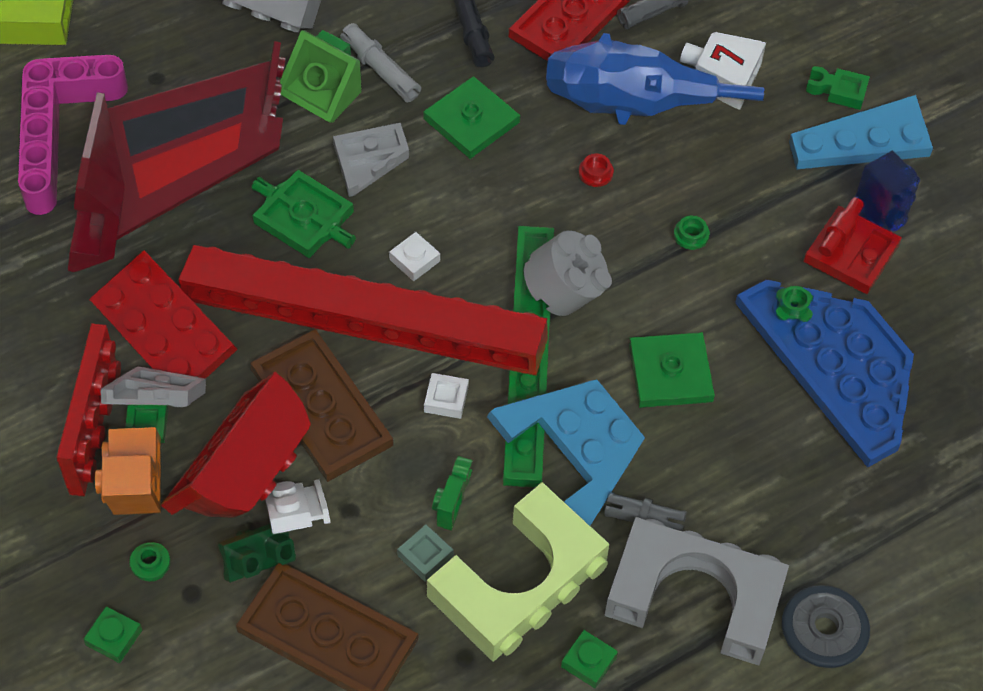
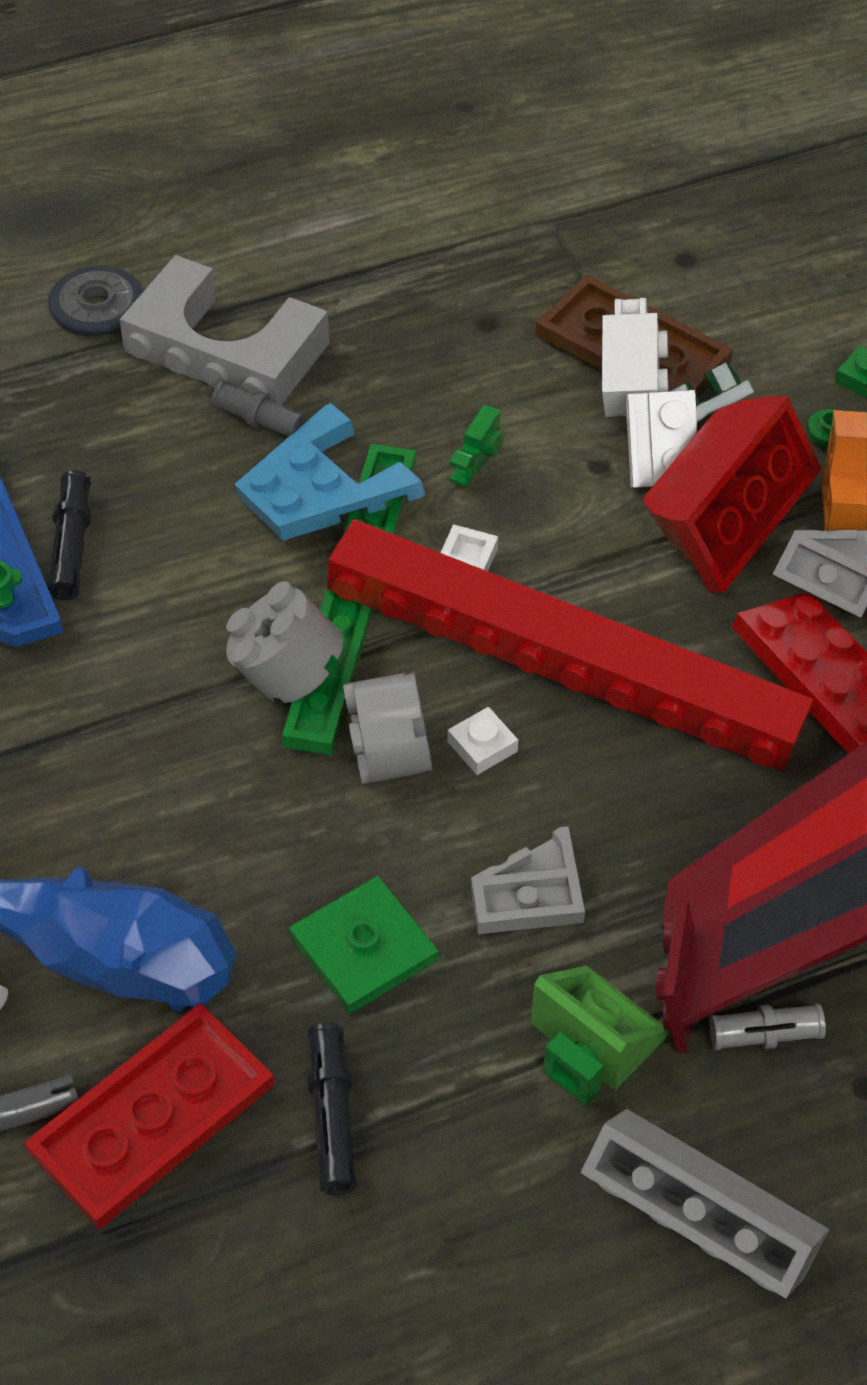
camera: 170 degrees left, 5 degrees down
(303, 213) = (635, 807): green plate -> none
(326, 573) = (631, 355): none -> white brick
(342, 422) = (626, 560): reddish brown plate -> none
(371, 53) = (509, 1068): light grey pin -> none
(425, 553) = (517, 399): sand green plate -> none
(479, 228) = (388, 727): none -> light grey brick
(500, 619) = (442, 329): yellowish green arch -> none
(589, 659) = (356, 301): green plate -> none
(596, 170) = (196, 830): red plate -> none
(671, 370) = (175, 562): green plate -> none
(691, 225) = (88, 713): green plate -> none
(762, 388) = (71, 521): none -> black pin

